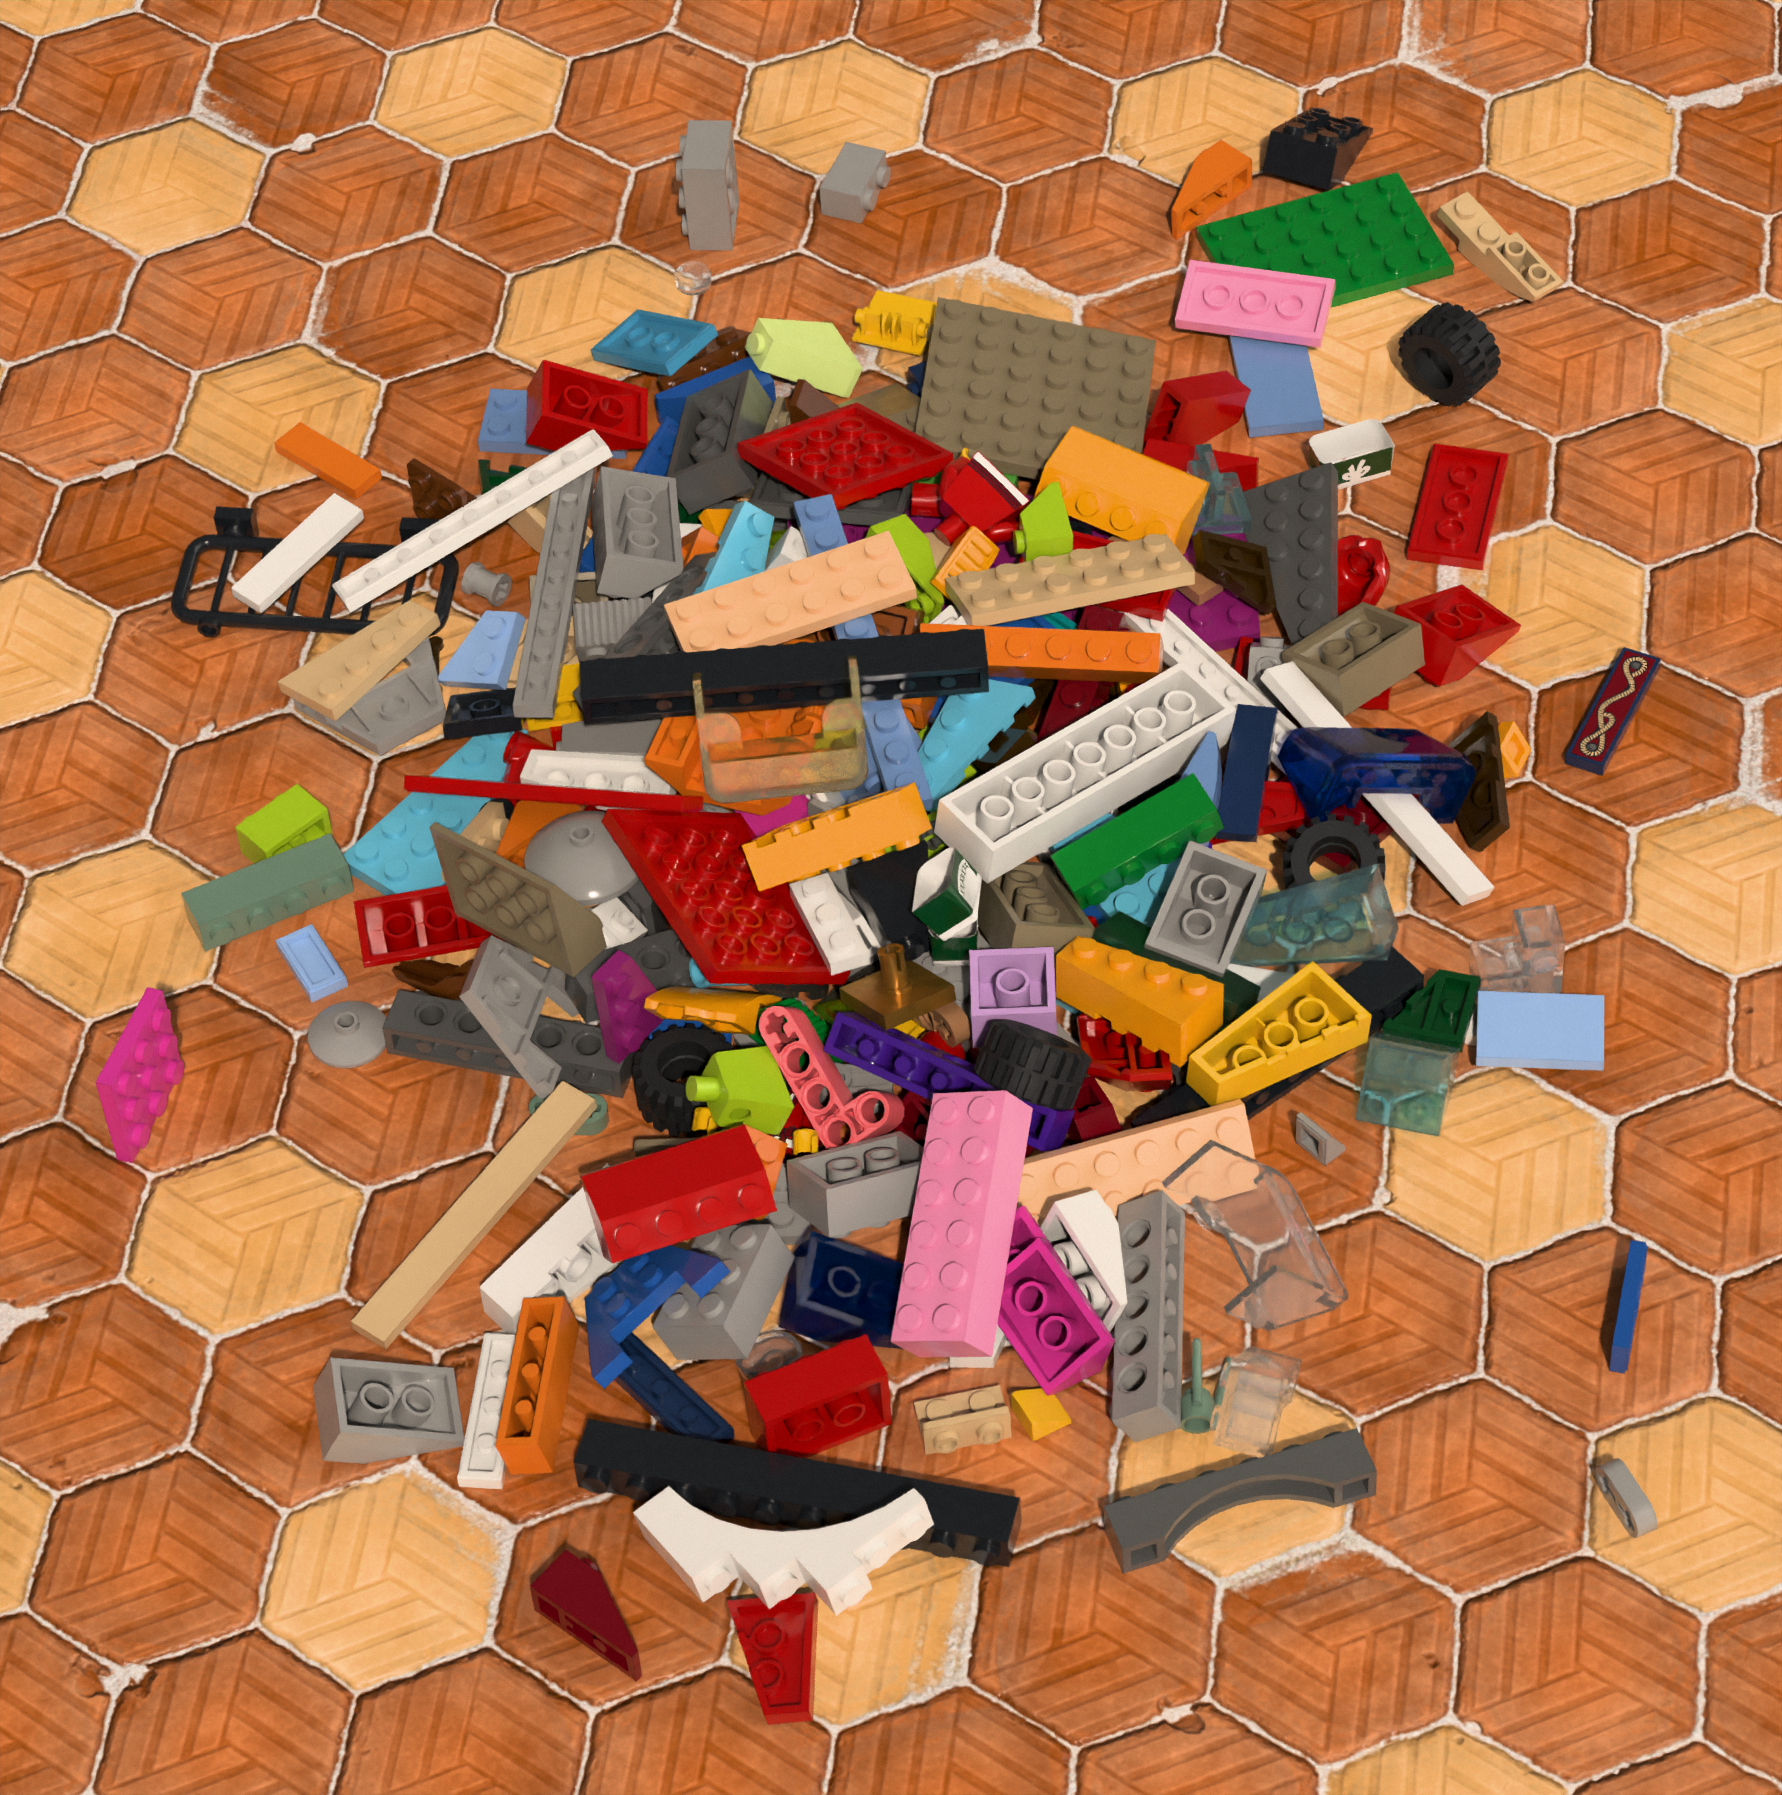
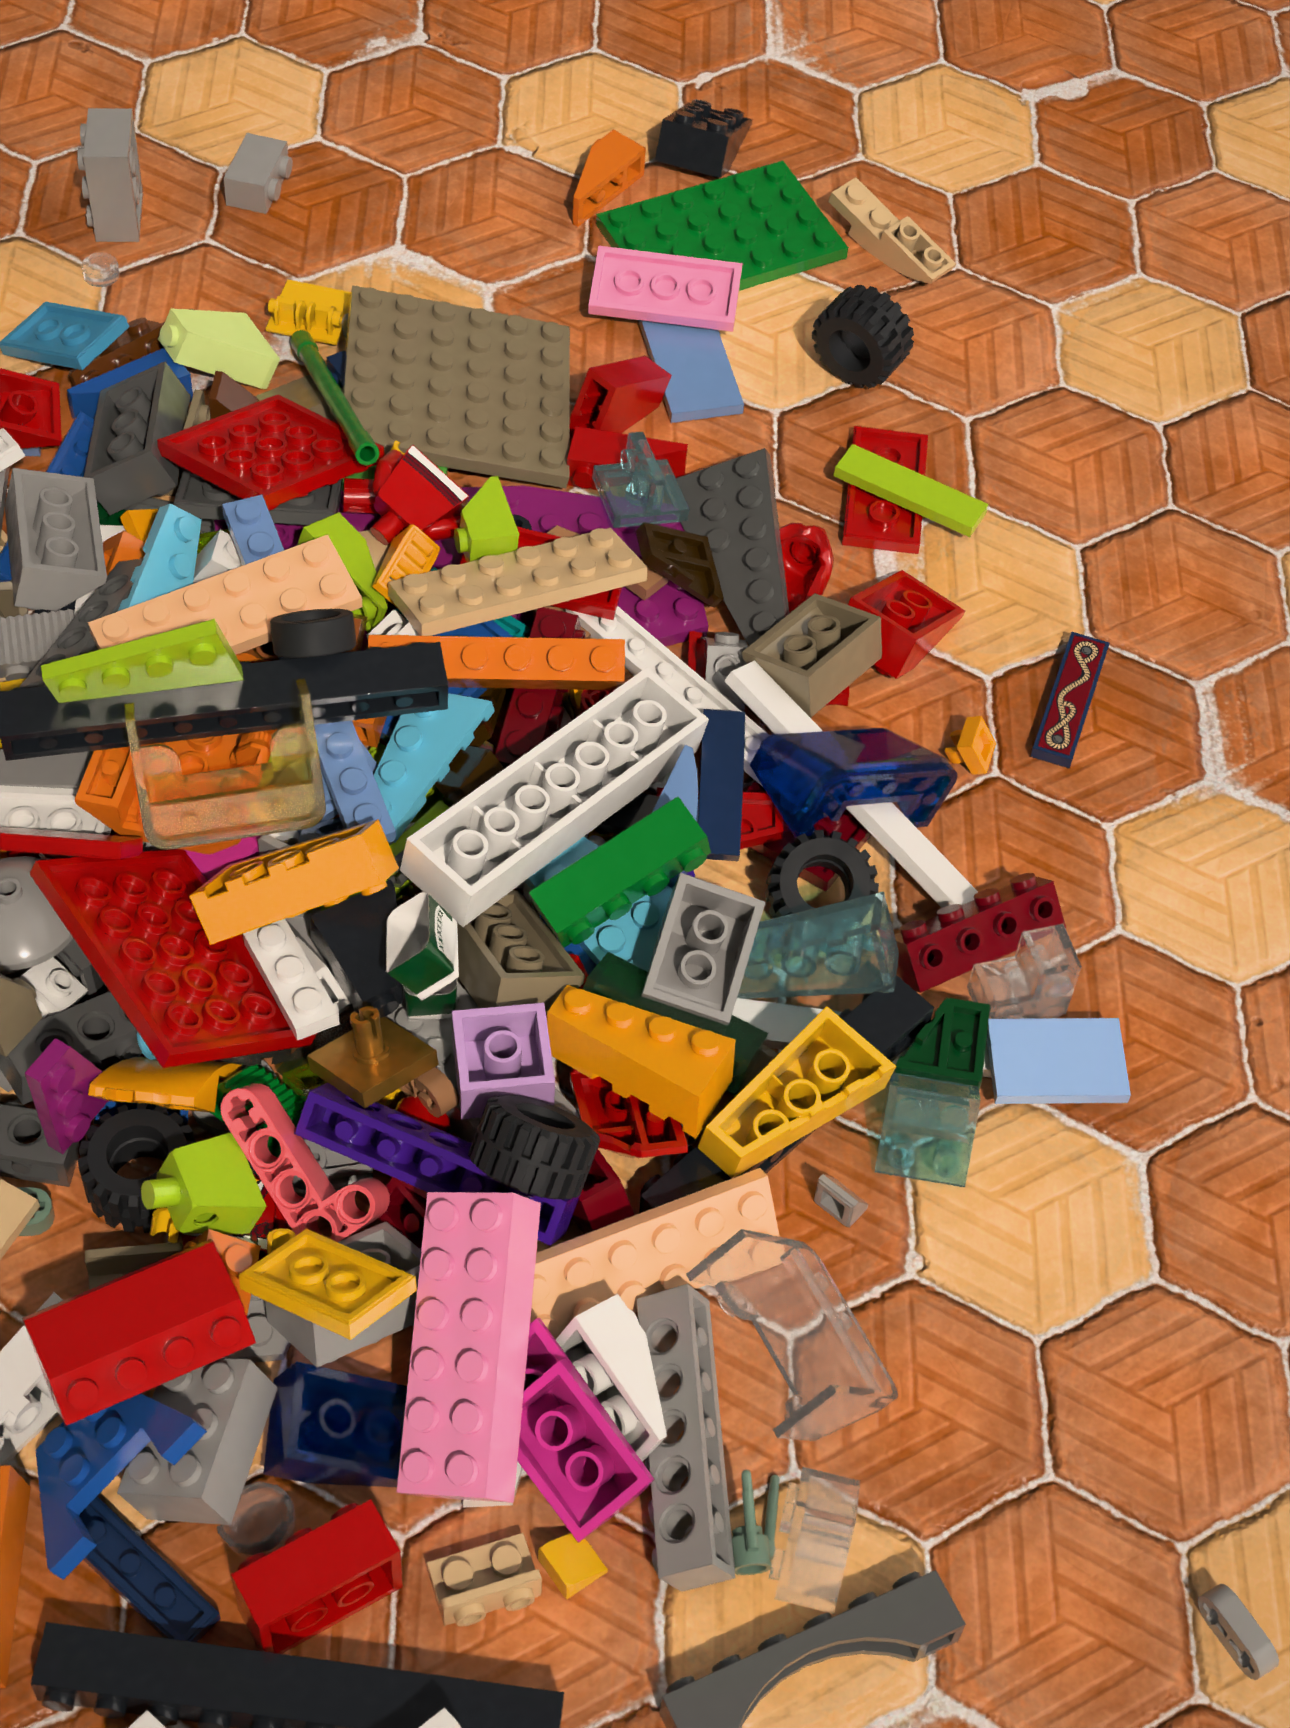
camera: 15 degrees left, 5 degrees up
(724, 637) = (154, 663): none -> lime wing
(842, 1165) = (328, 1283): none -> yellow tile
(867, 617) = (313, 633): none -> black tyre
(928, 445) = (358, 439): none -> green piece
(1123, 489) = (560, 480): light orange slope -> none
(1363, 445) = (787, 423): white piece -> none
(1474, 915) = (975, 931): none -> dark red brick
(1480, 507) = (911, 490): none -> lime tile
(1485, 808) = (964, 813): dark brown wing -> none
(1628, 1307) = (1201, 1388): blue tile -> none

